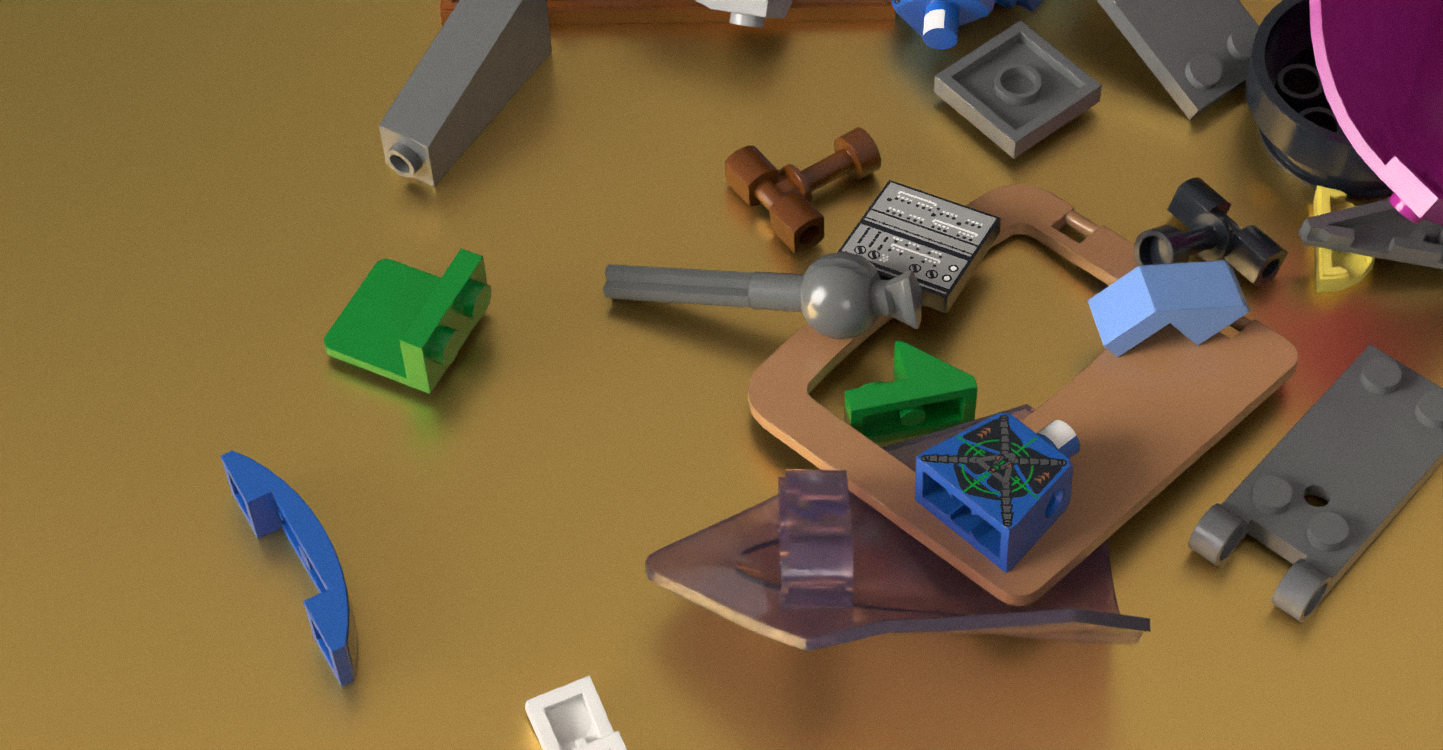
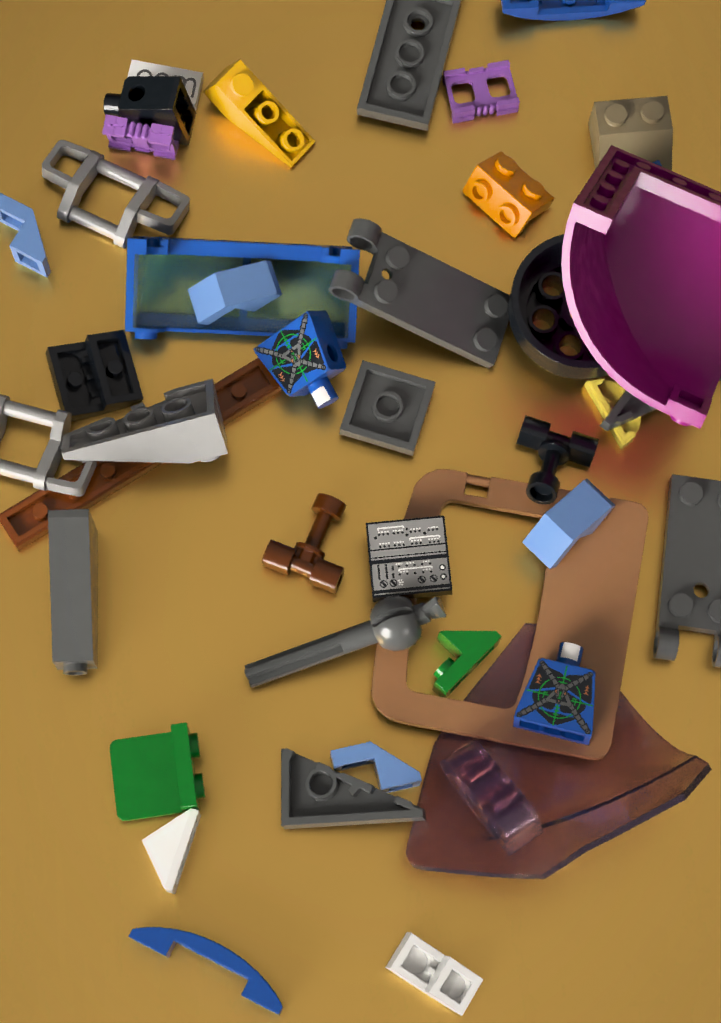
camera: 40 degrees left, 20 degrees up
(366, 413) = (170, 847): none -> white slope
(603, 457) = (323, 797): none -> dark grey wing
(707, 474) = (390, 771): none -> medium blue slope

